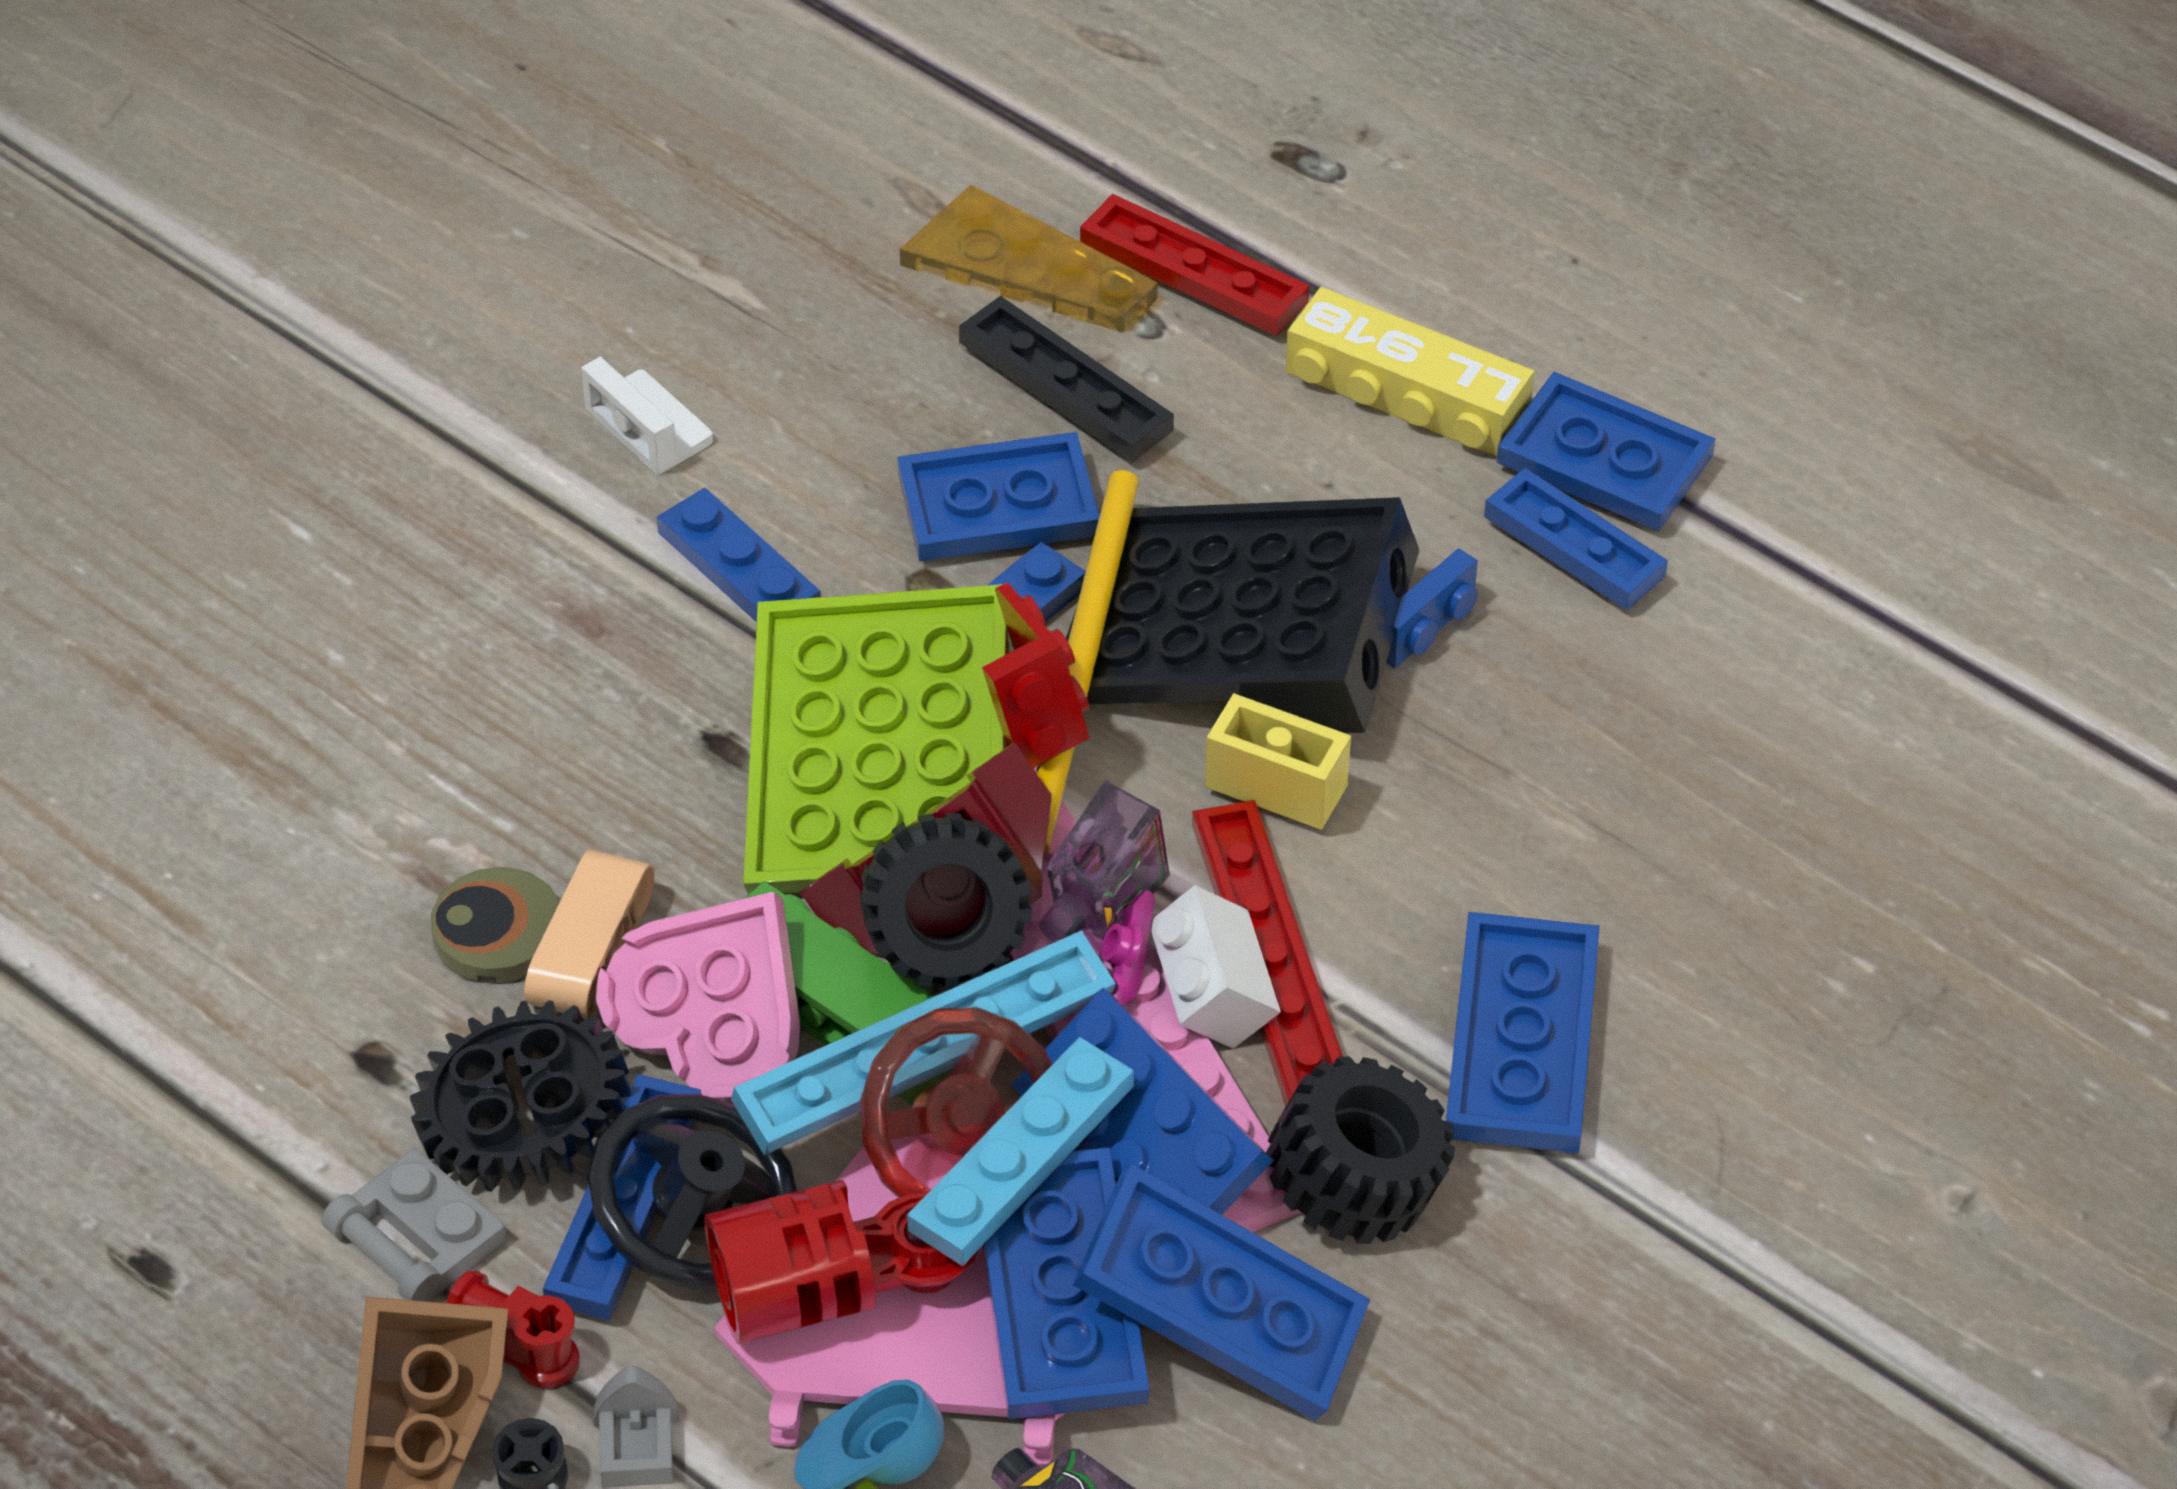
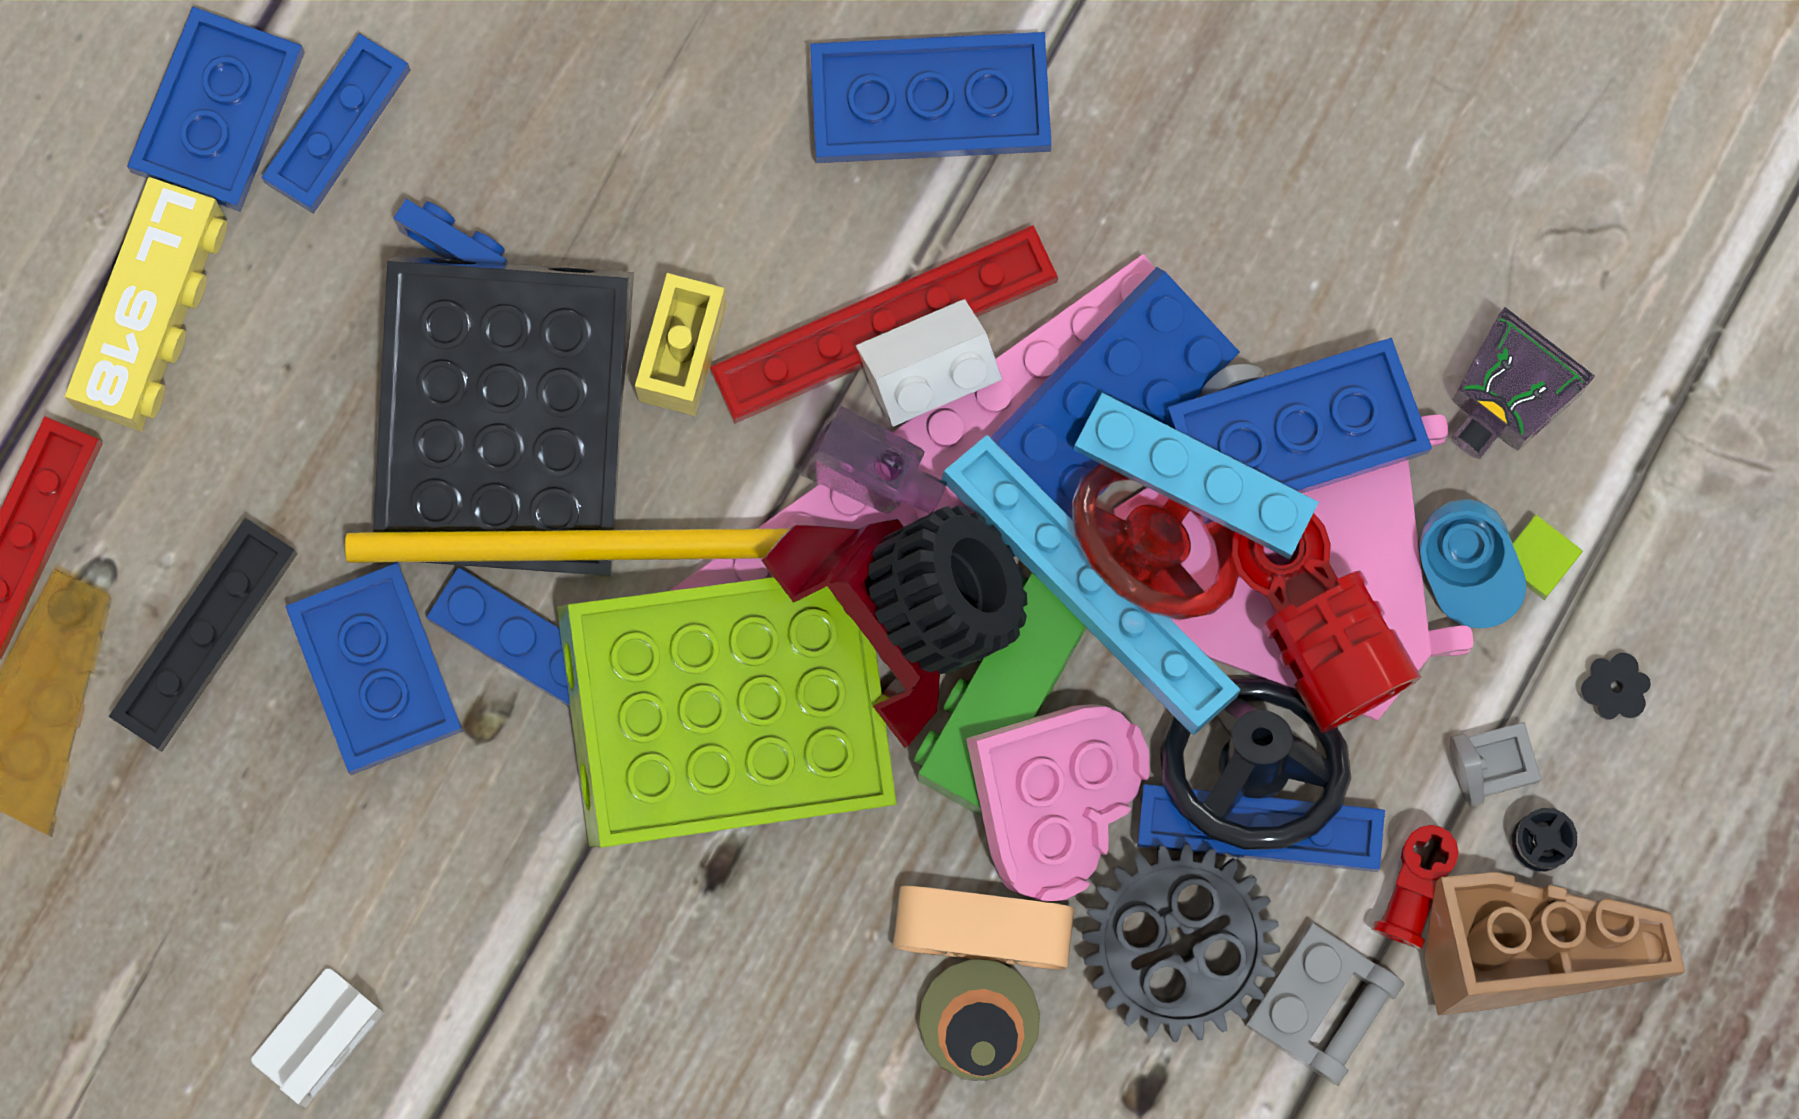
camera: 100 degrees left, 30 degrees up
(731, 553) = (493, 903): blue plate -> none
(1033, 686) = (715, 547): red bracket -> none
(1126, 946) = (934, 438): dark pink piece -> none
(1222, 1292) = (1287, 294): blue plate -> none
(1360, 1150) = (1102, 166): black tyre -> none

